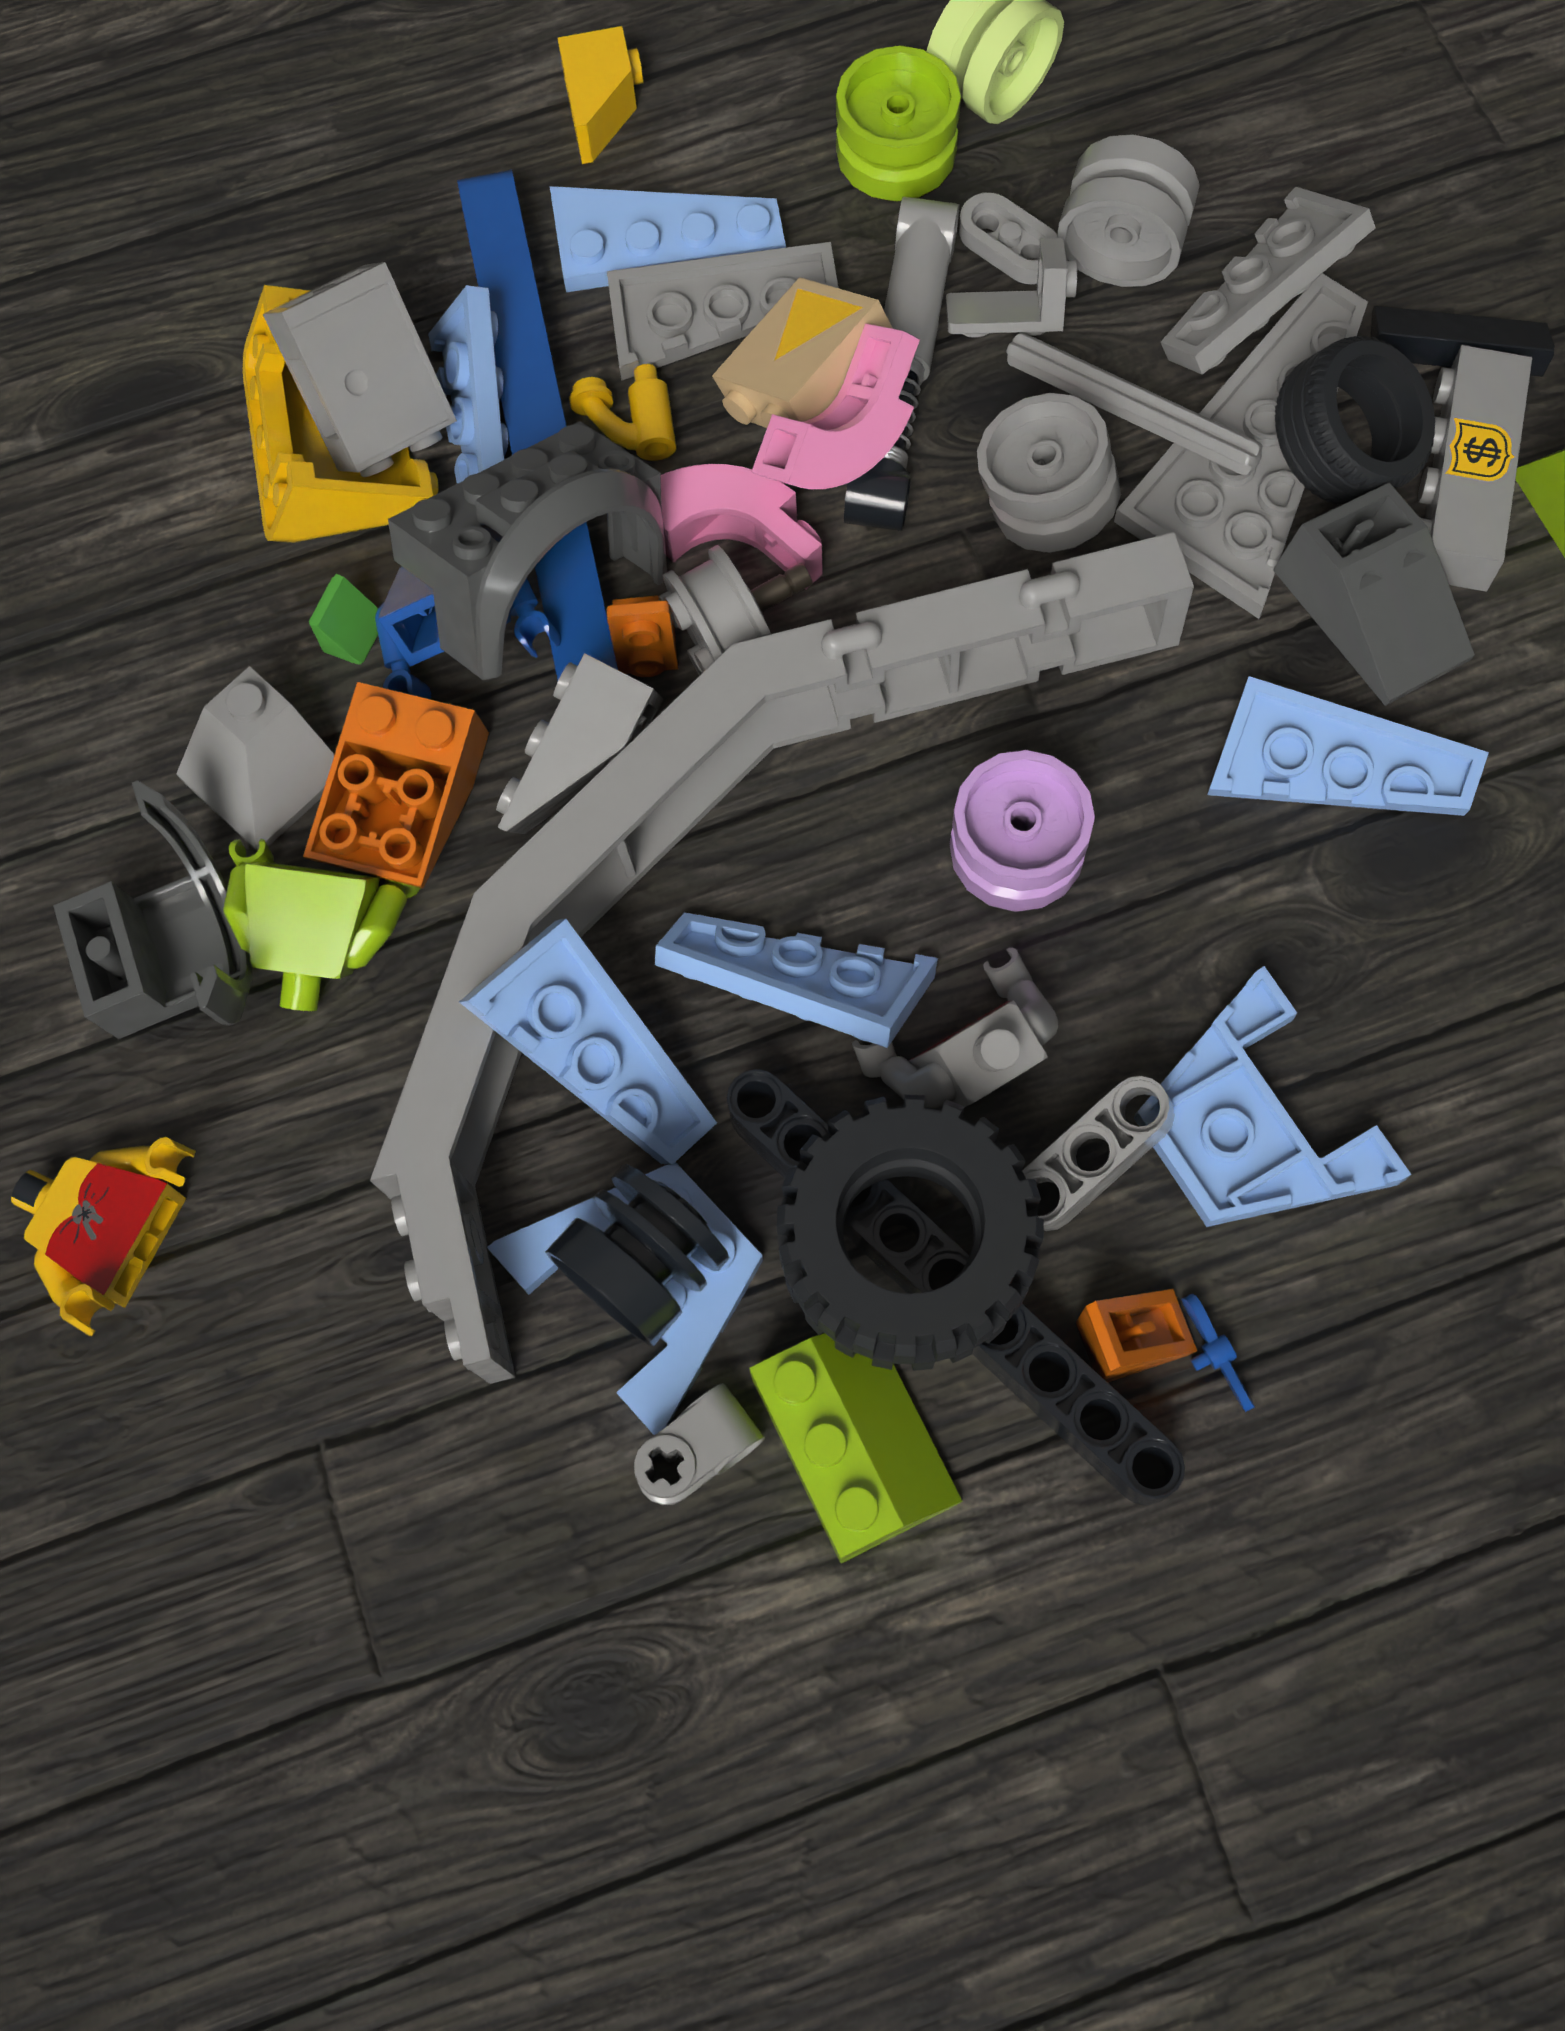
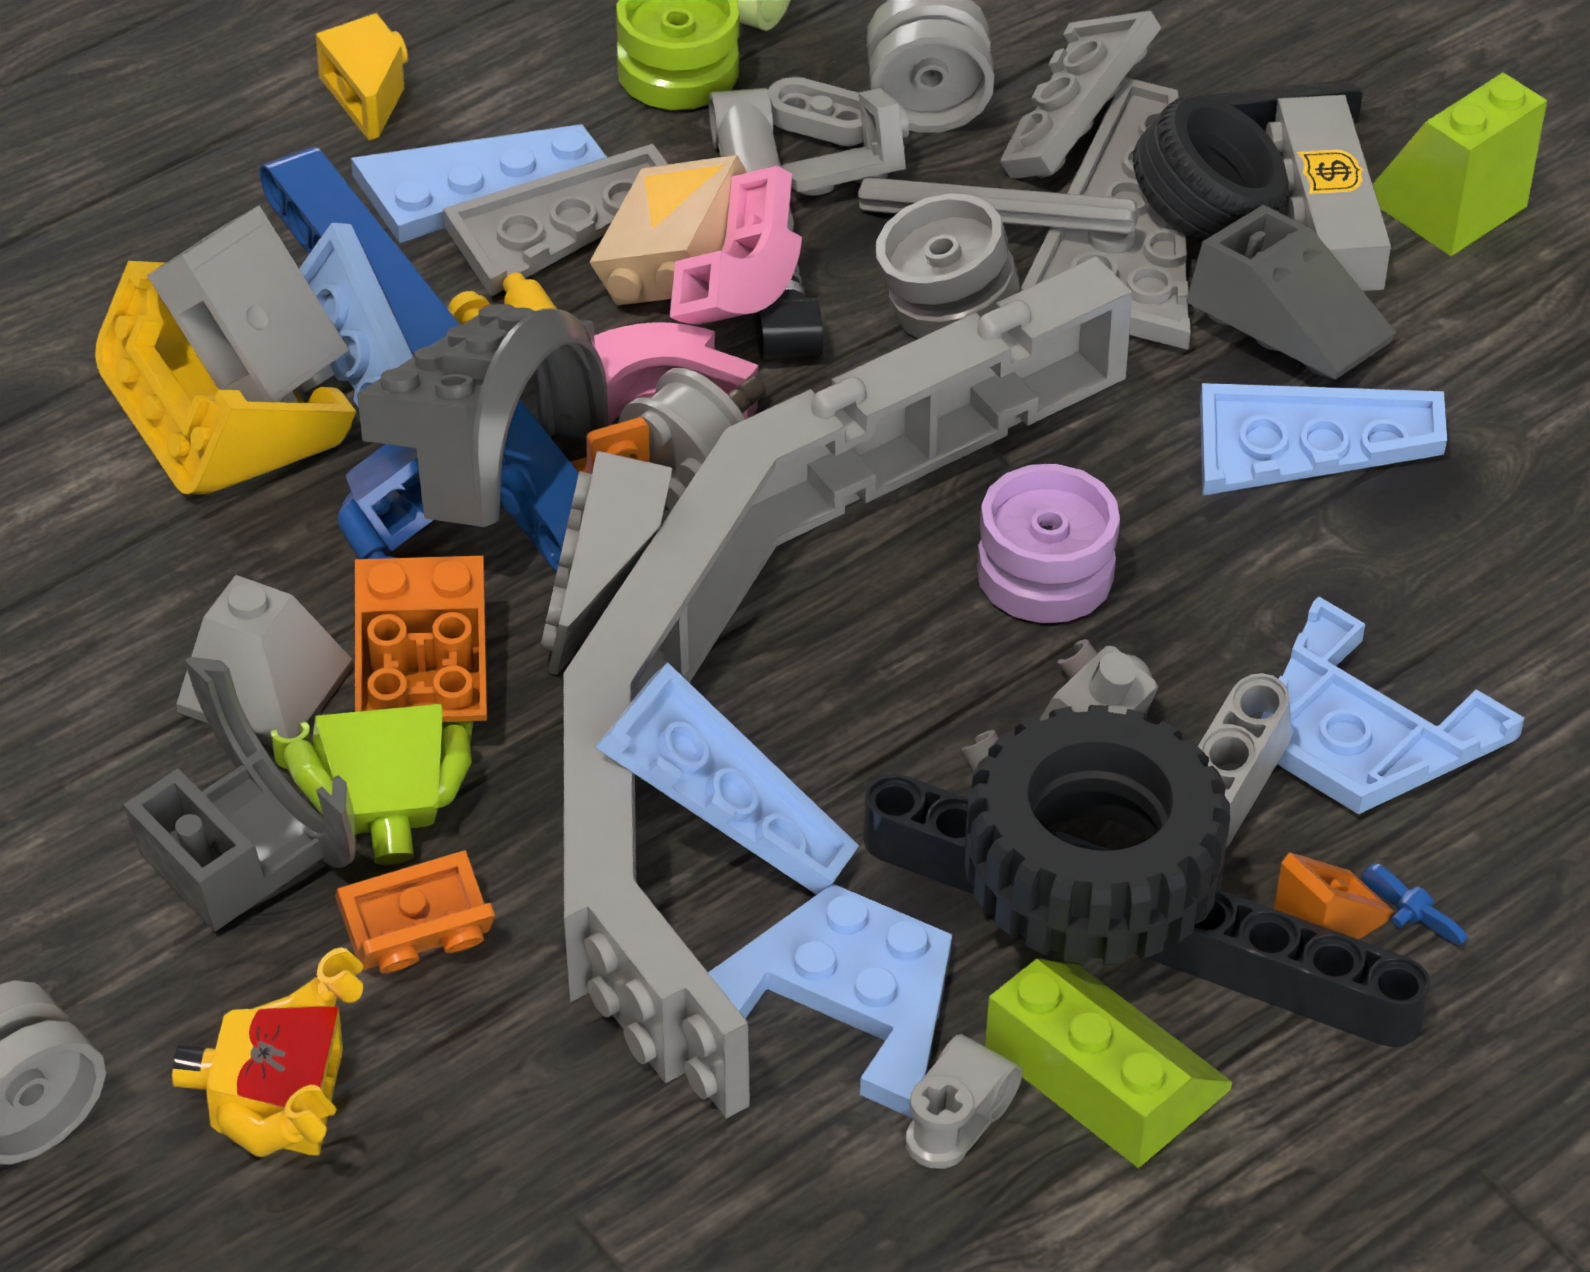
camera: 25 degrees left, 25 degrees down
(287, 1082) = (415, 912): none -> orange bracket
(345, 621) = (302, 539): bright green slope -> none
(638, 1253) = (846, 922): black wheel -> none
(796, 975) = (881, 705): light blue wing -> none

